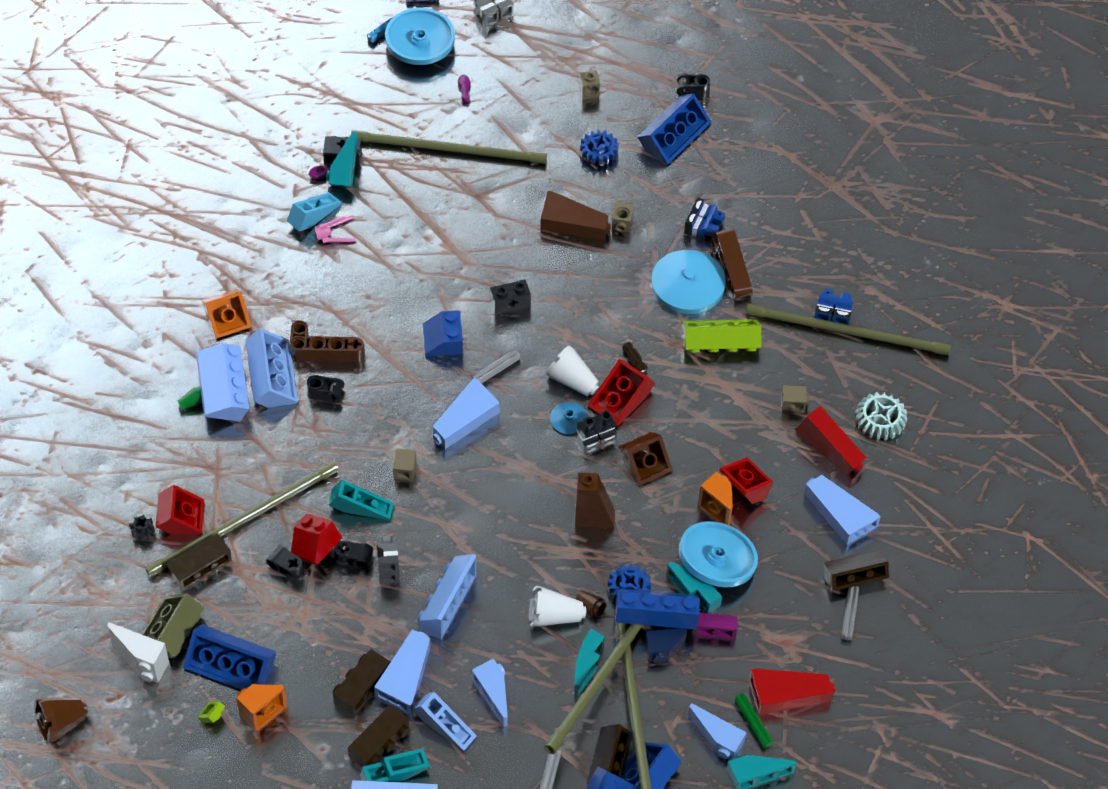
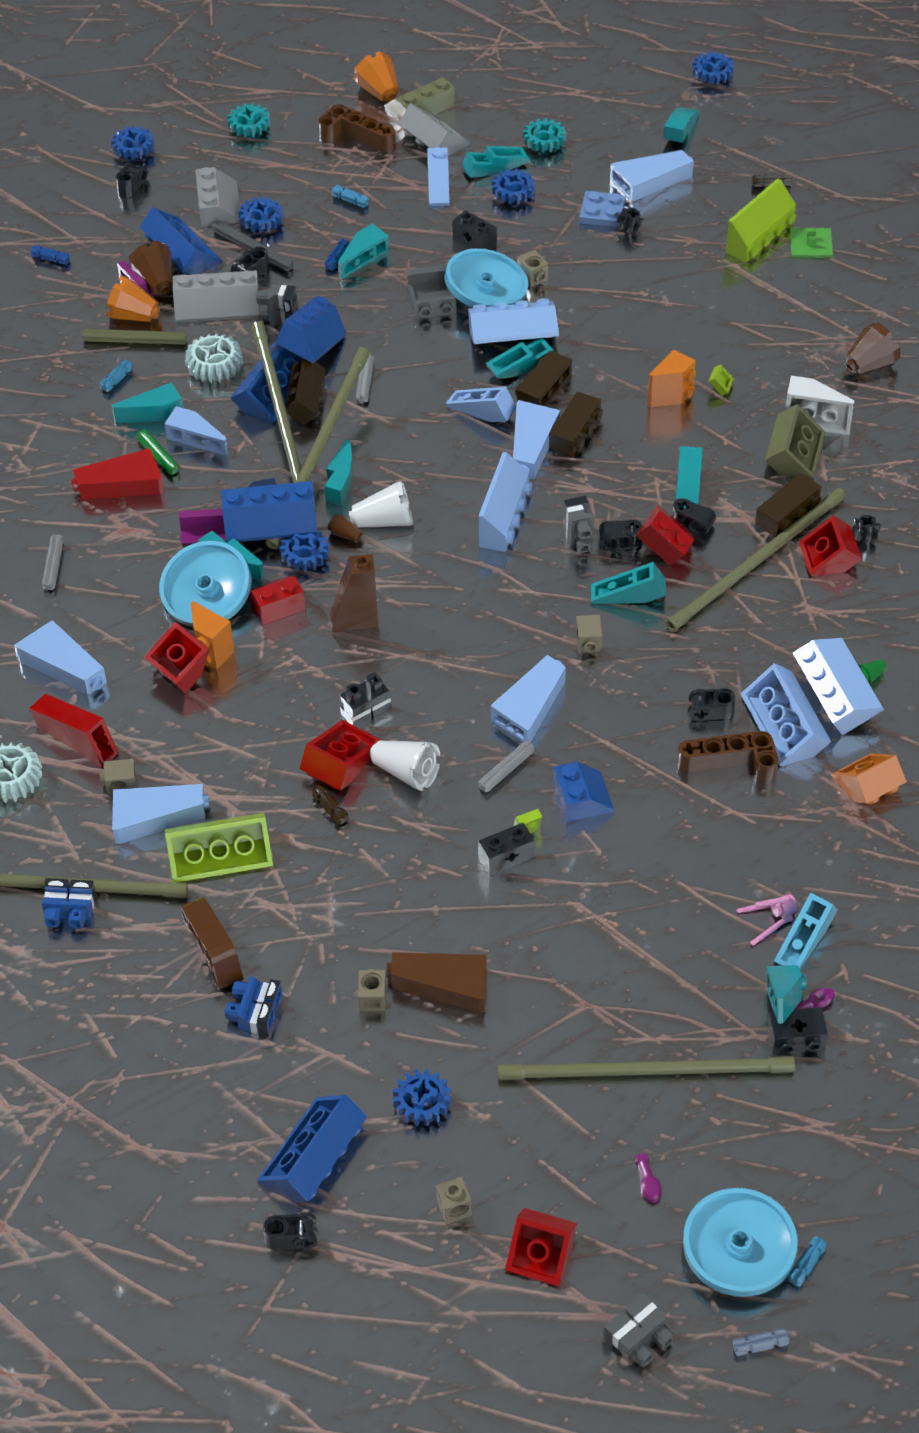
camera: 175 degrees right, 5 degrees down
(228, 658) = (719, 426): blue slope -> none
(277, 602) = (689, 473): none -> teal slope
(489, 316) = (531, 820): none -> lime plate
(491, 684) = (439, 440): light blue slope -> none
(538, 57) = (540, 1246): none -> red slope
(567, 424) = (411, 729): dark azure dish -> none
(646, 457) = (303, 683): reddish brown slope -> none
(658, 541) = (277, 599): none -> red slope
(688, 281) = (270, 919): medium azure dish -> none
(766, 368) = (154, 809): none -> light blue slope
(856, 570) = (45, 593): dark brown brick -> none

